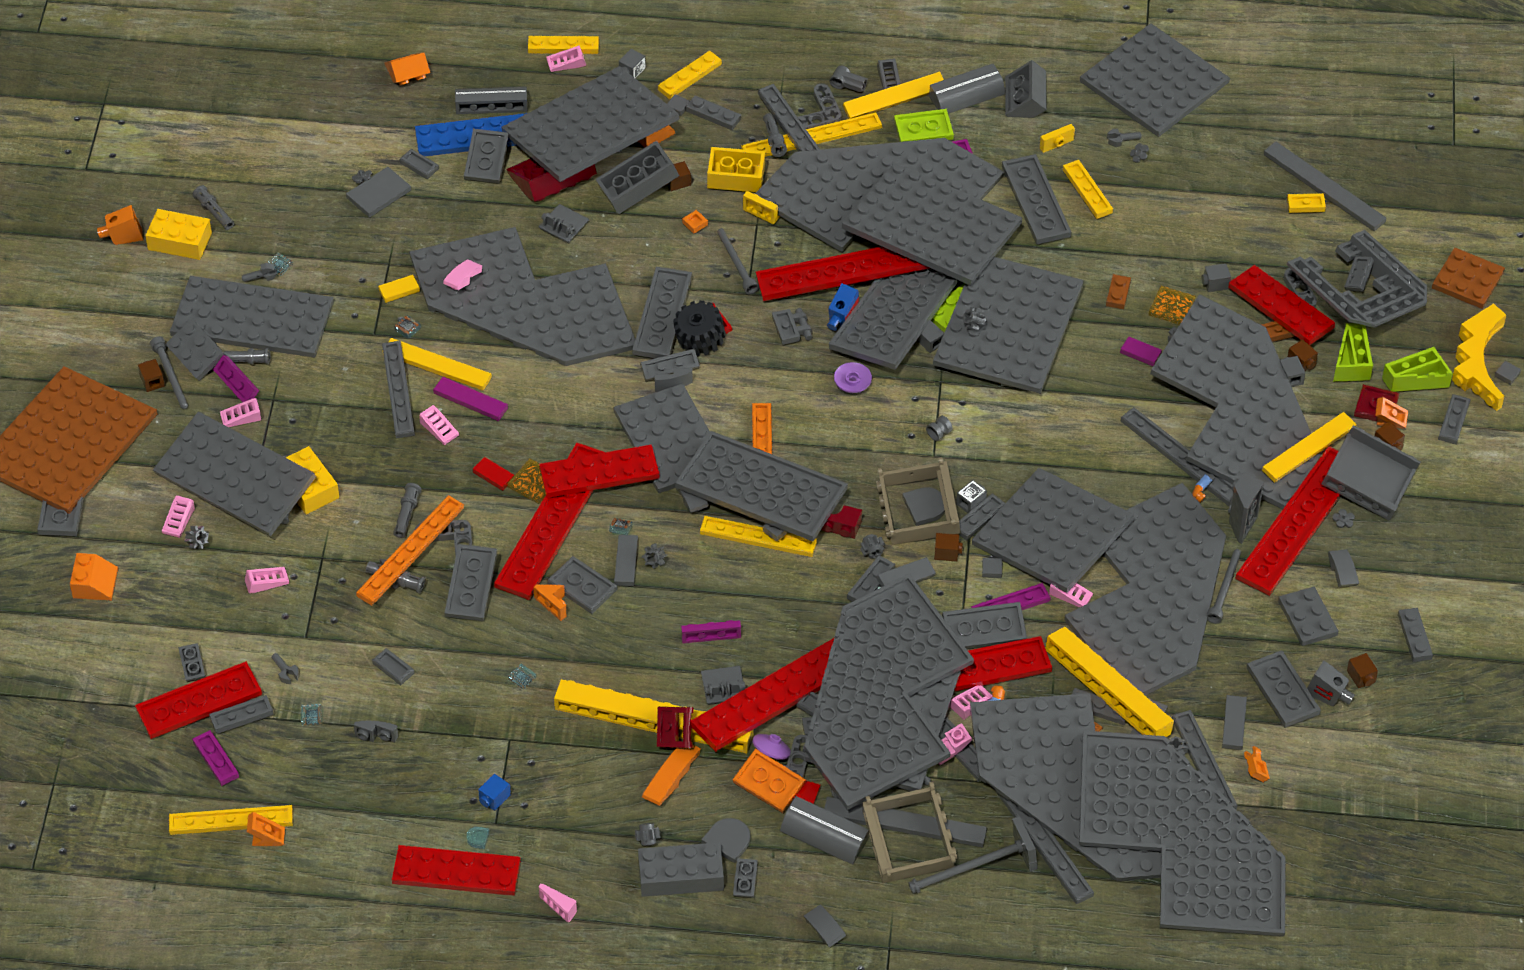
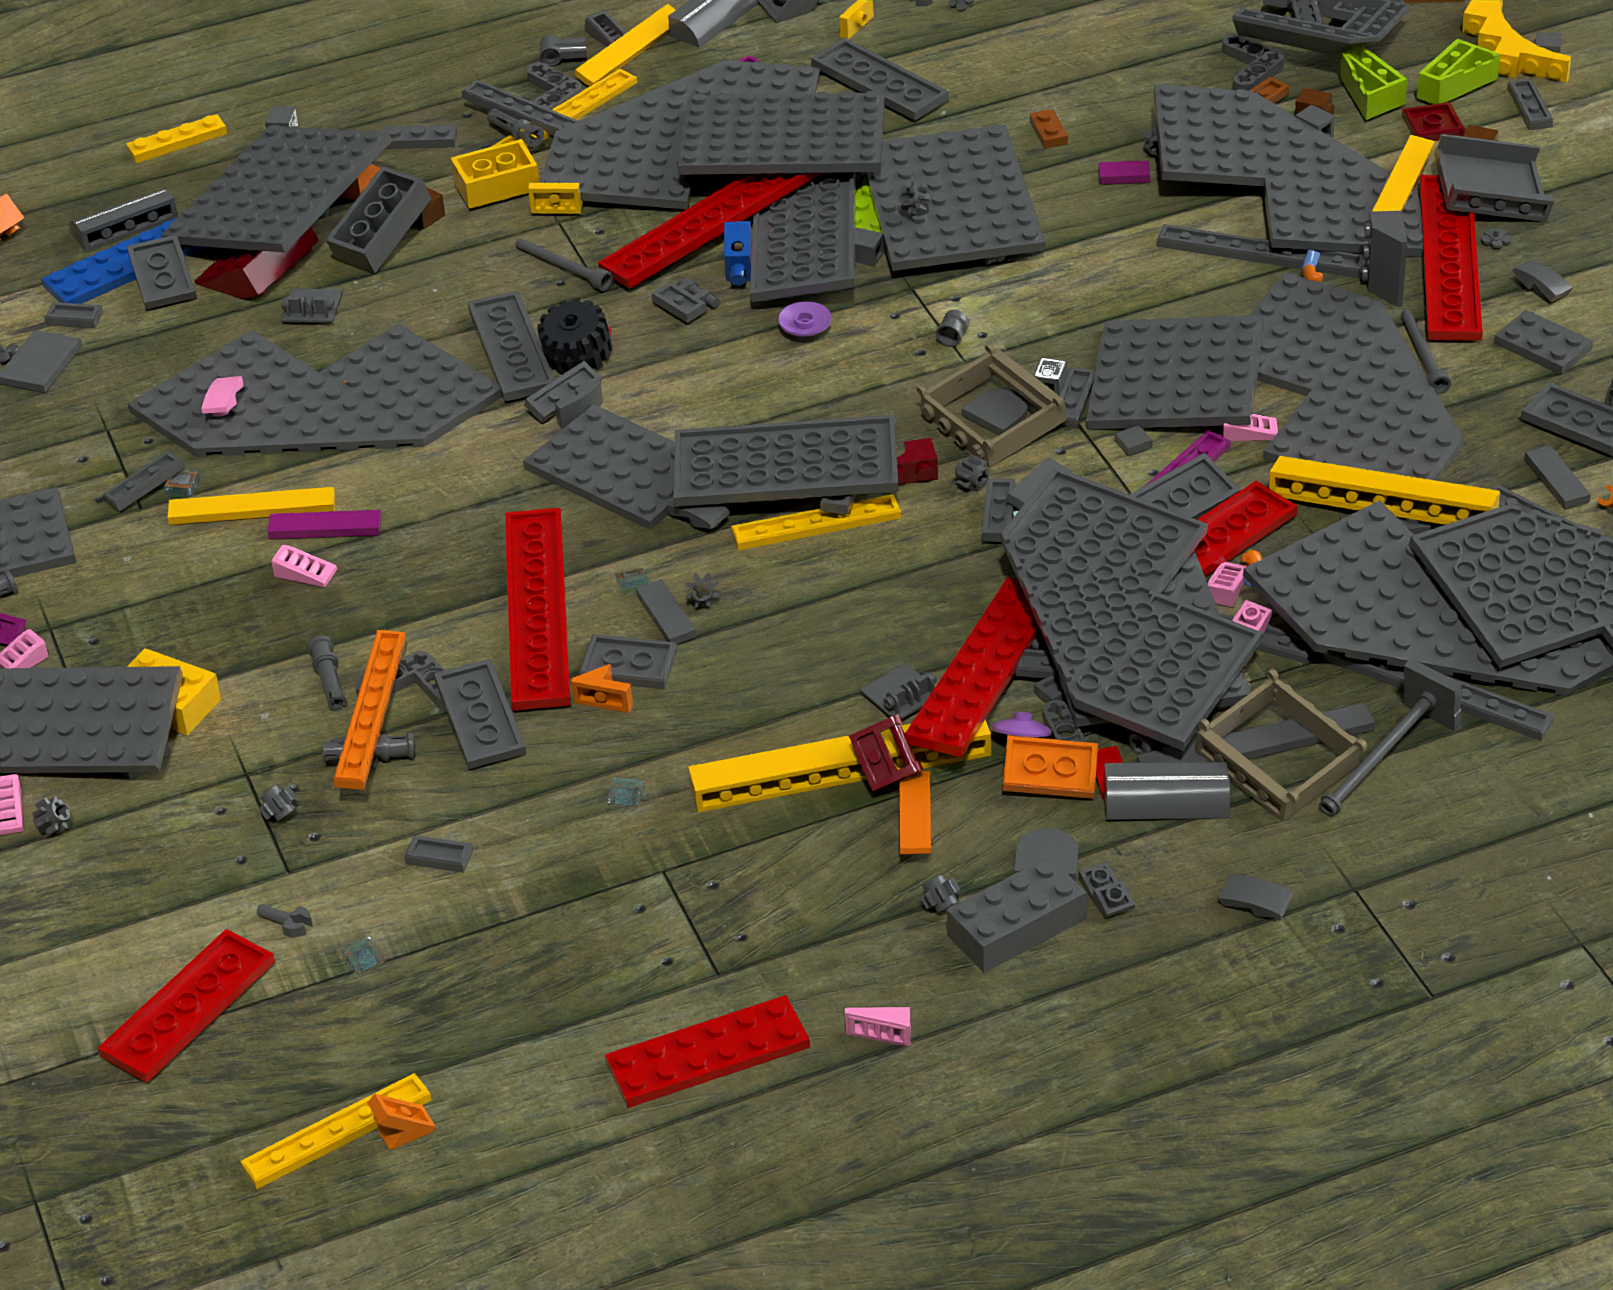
camera: 25 degrees left, 10 degrees down
(191, 662) = (143, 965): dark grey slope -> none
(215, 758) = (262, 1063): magenta plate -> none
(241, 714) = (262, 995): dark grey plate -> none
(255, 584) = (174, 832): bright pink slope -> none
(323, 589) = (277, 802): none -> dark grey gear
(371, 729) = (478, 929): dark grey slope -> none
(384, 316) = (143, 480): none -> dark grey tile
(398, 389) = (220, 549): dark grey tile -> none
(399, 288) = (140, 447): yellow tile -> none
(477, 837) = (707, 1000): clear light blue tile -> none
(493, 473) = (416, 590): red tile -> none
(494, 792) = (693, 934): blue brick -> none
(528, 482) = (476, 577): clear yellow tile -> none
(574, 54) = (198, 146): bright pink slope -> none
(599, 471) = (559, 529): red plate -> none
(689, 74) = (364, 106): yellow plate -> none
(695, 221) = (481, 243): orange plate -> none
(711, 631) = (840, 640): magenta plate -> none
(762, 426) = (725, 406): orange tile -> none
(923, 125) = (687, 58): lime plate -> none
(947, 547) = (1063, 438): reddish brown brick -> none
(1087, 189) = (931, 49): yellow plate -> none
(1171, 305) = (1121, 119): clear yellow tile -> none
(1216, 277) = (1150, 72): dark grey brick -> none
(1281, 305) = (1248, 68): red plate -> none
(1390, 412) = (1460, 116): orange slope -> none

